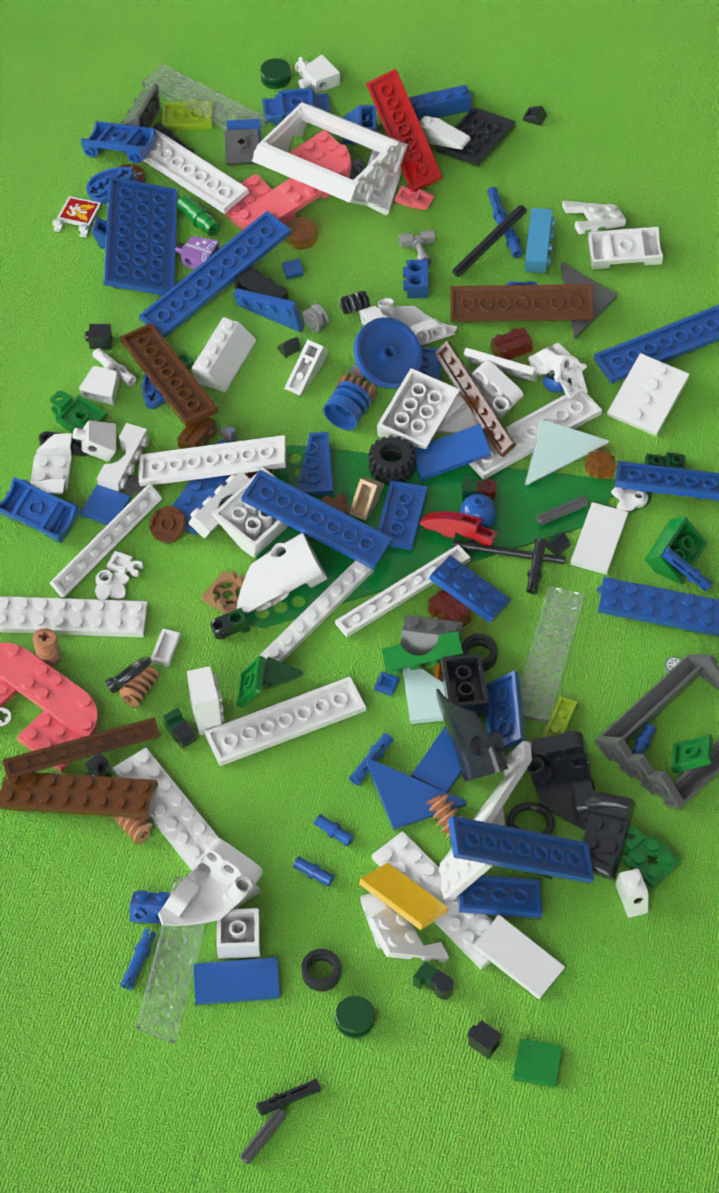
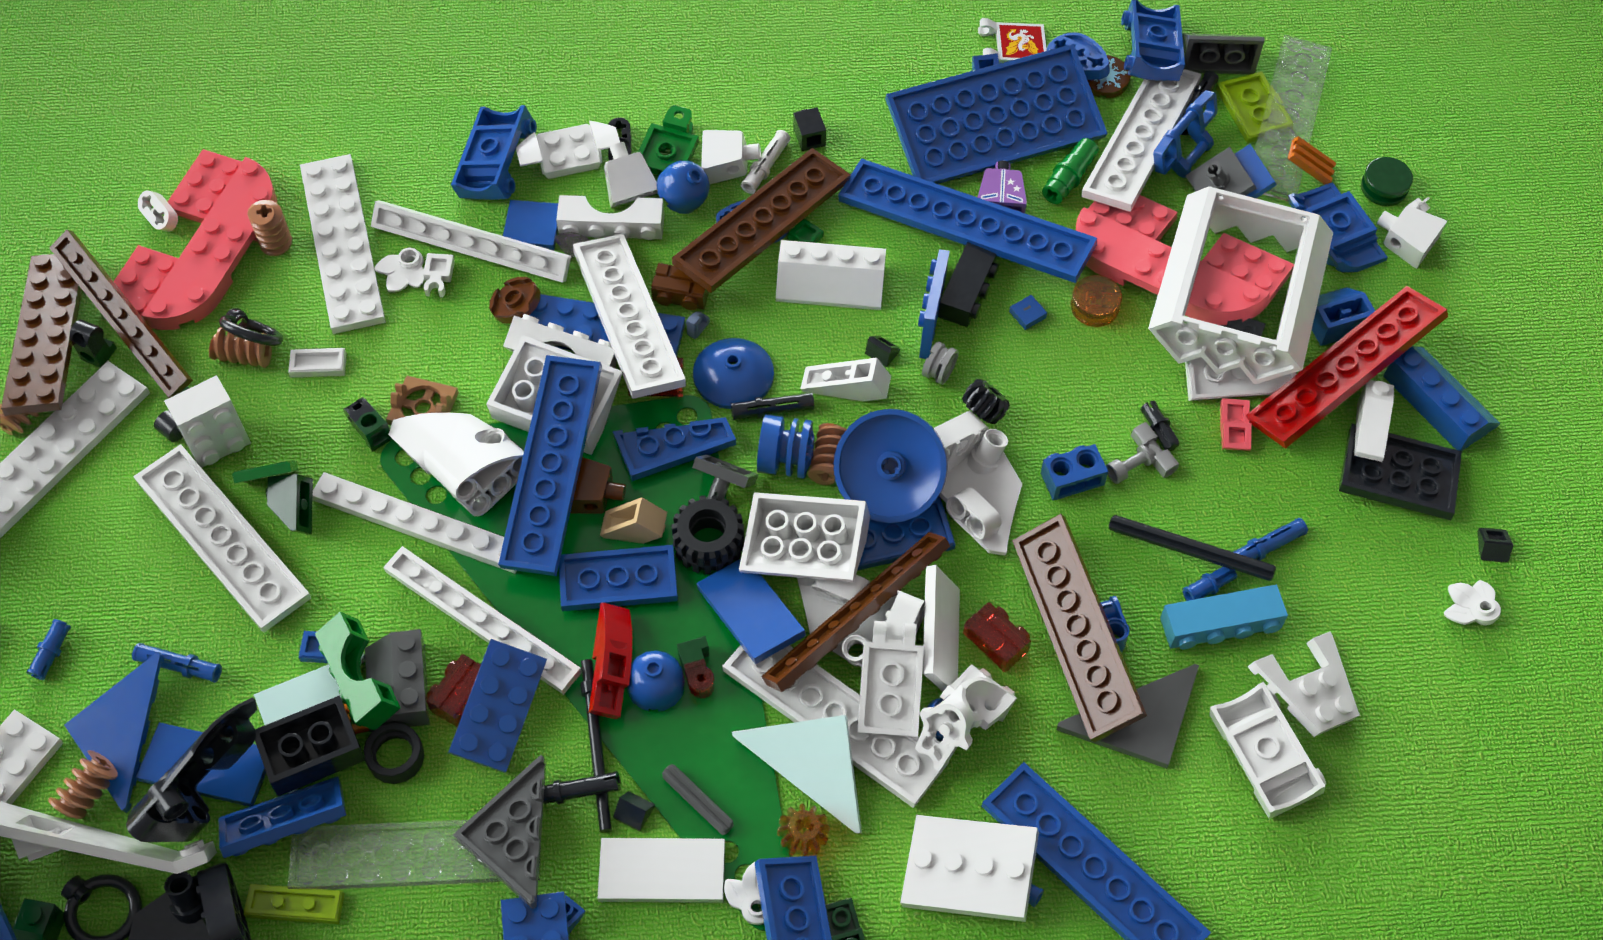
camera: 70 degrees right, 5 degrees up
(120, 409) = (683, 186): none -> blue cylinder
(204, 147) = (1168, 151): none -> blue bar
(247, 100) = (1311, 160): none -> orange tile
(272, 421) = (728, 383): none -> blue dish
(307, 416) = (740, 409): none -> black pin
(353, 441) = (724, 475): none -> dark grey tile
(395, 231) = (1160, 426): none -> black axle
(528, 391) = (891, 683): none -> white tile
(558, 598) = (508, 832): none -> dark grey tile
(566, 136) = (1470, 602): none -> white plate

